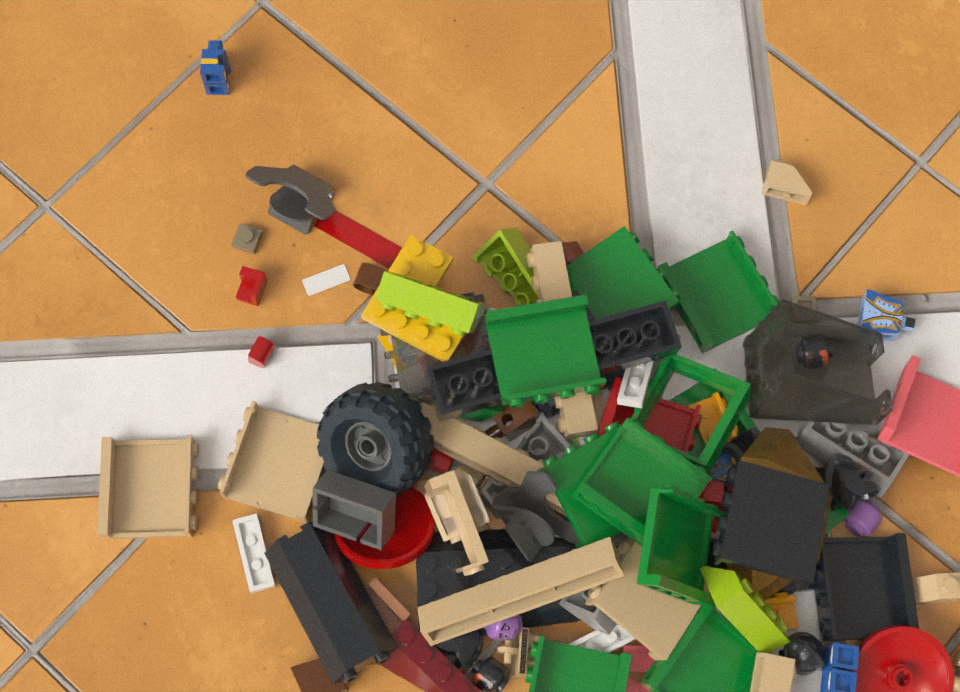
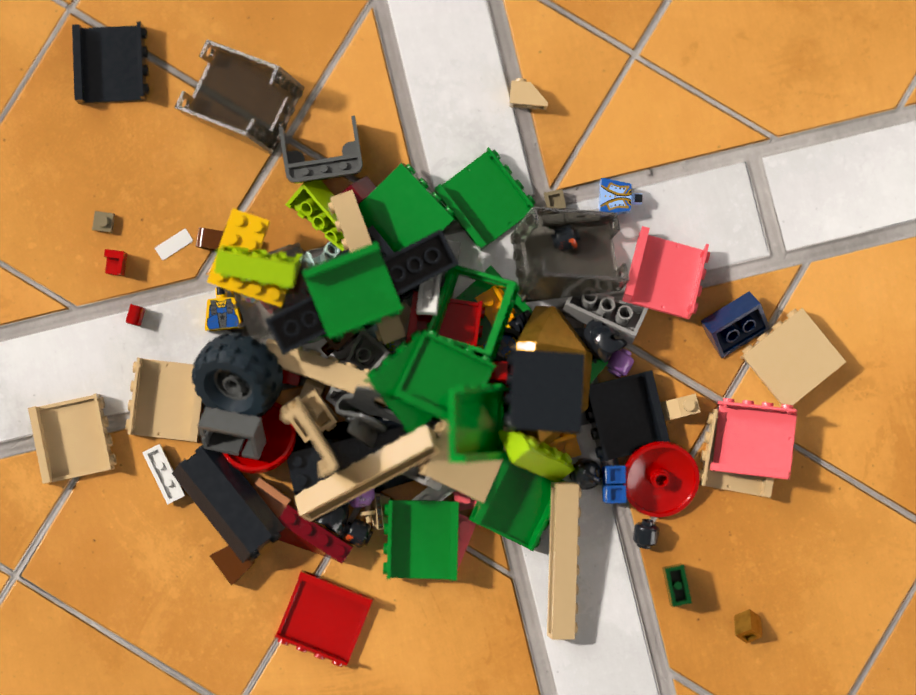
camera: 10 degrees left, 15 degrees up
(215, 69) = (43, 80): blue hips -> none
(295, 67) = (110, 64): none -> black panel
(299, 198) = (137, 182): dark grey piece -> none
(360, 238) = (193, 204): red sticker -> none
(368, 364) = (219, 312): none -> torso
(446, 125) = (242, 97): none -> clear smoke windscreen
(555, 217) = (303, 171): none -> dark grey windscreen

